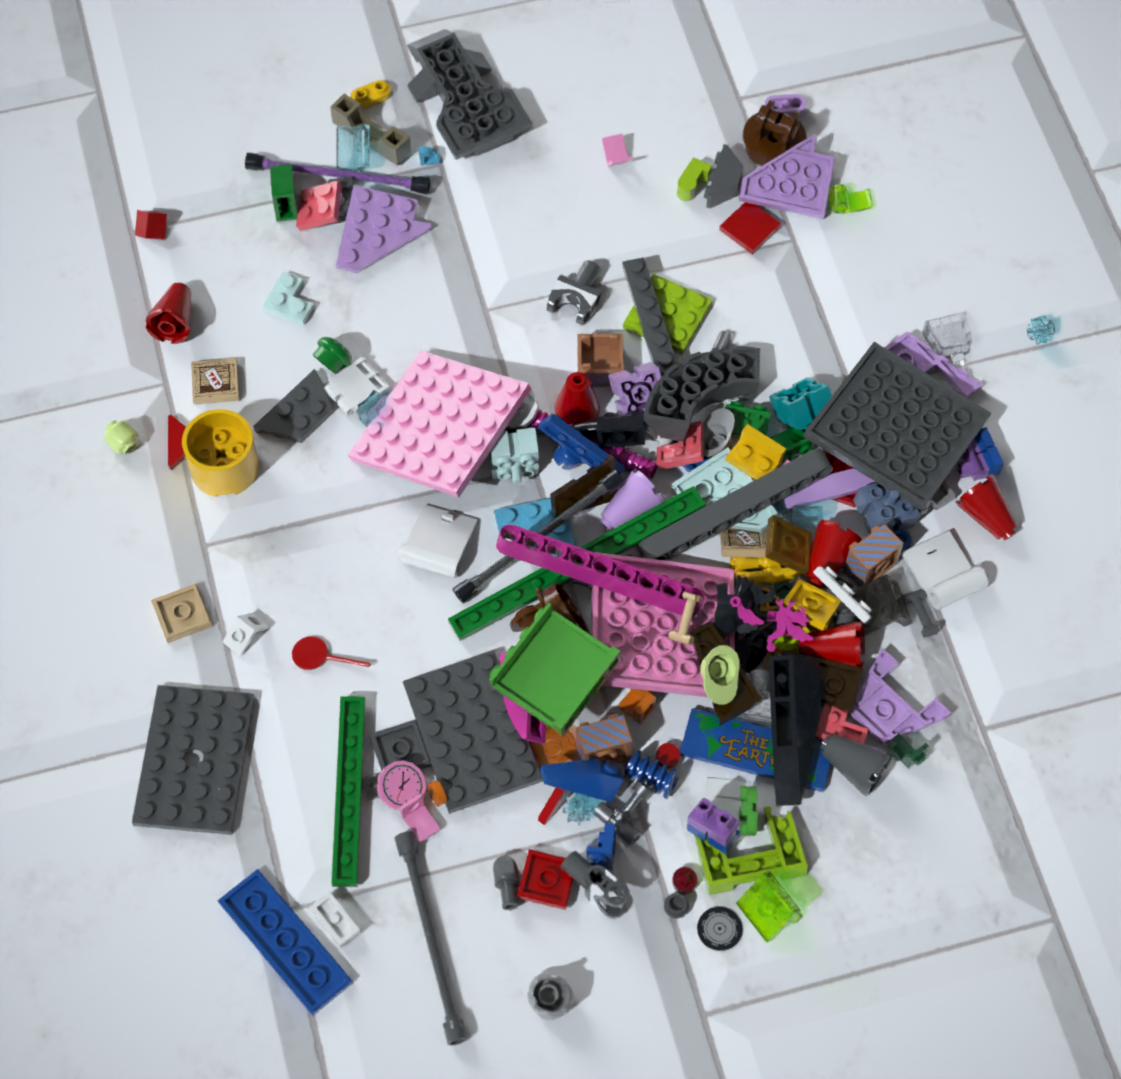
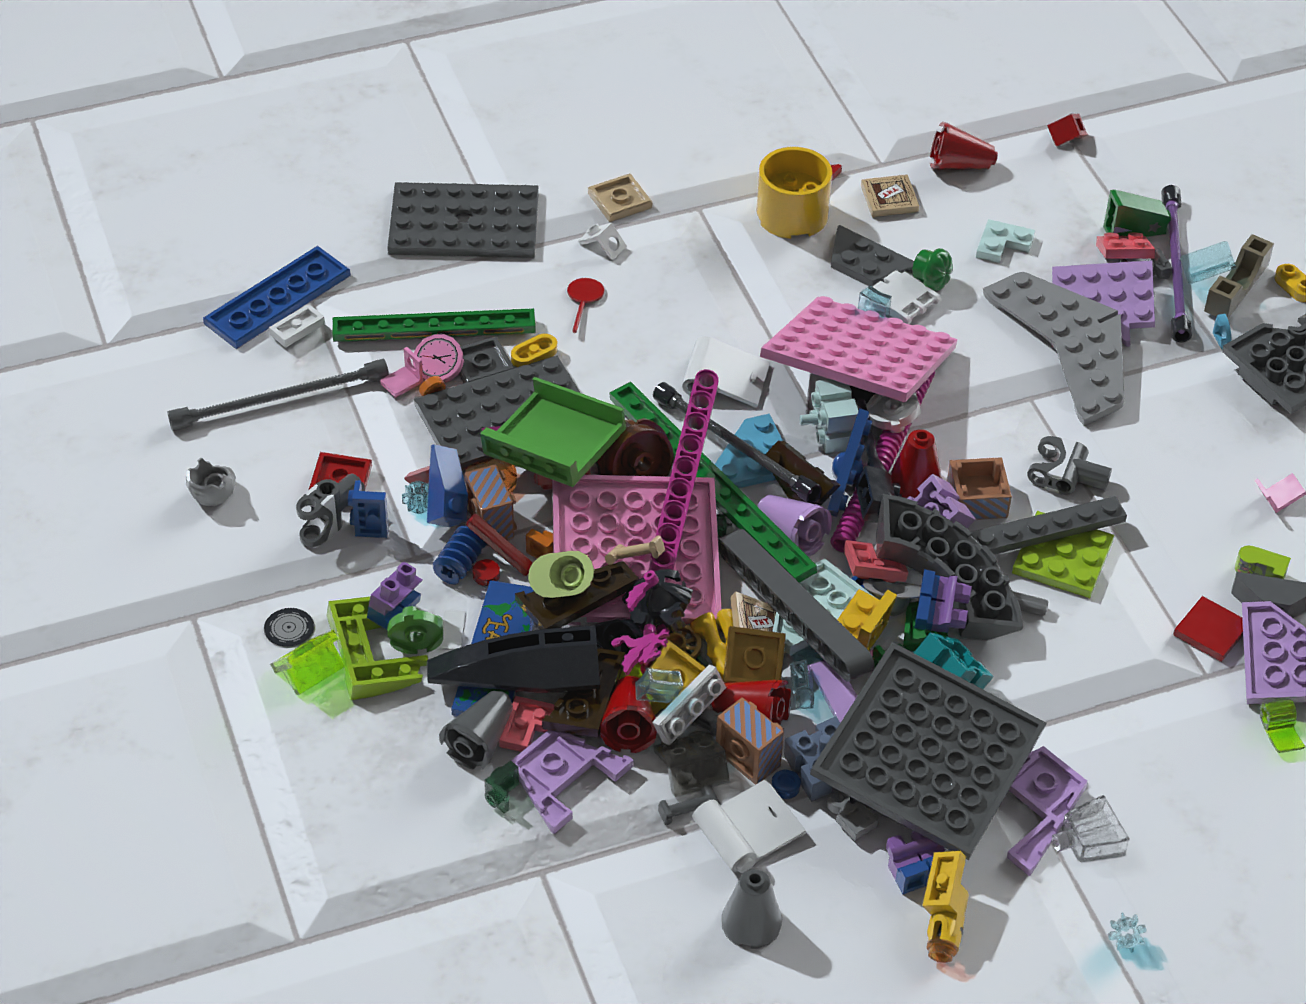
camera: 85 degrees right, 15 degrees down
(121, 437) = (807, 132): yellowish green head -> none
(395, 702) = (534, 350): none -> yellow plate
(435, 256) = (1079, 330): none -> light grey wing
(506, 880) = (340, 444): dark grey arm -> none
(622, 817) = (413, 532): flat silver bar -> none
(649, 737) = (499, 544): none -> red axle
(676, 905) = (312, 584): dark grey plate -> none
(684, 880) = (341, 589): dark red tile -> none
(747, 398) = (936, 603): none -> medium lavender hips
(838, 610) = (659, 685): none -> clear light blue piece
(989, 508) = (840, 864): red cone -> none
(1027, 439) = (946, 904): none -> yellow plate
(1030, 574) = (752, 911): none -> dark grey cone

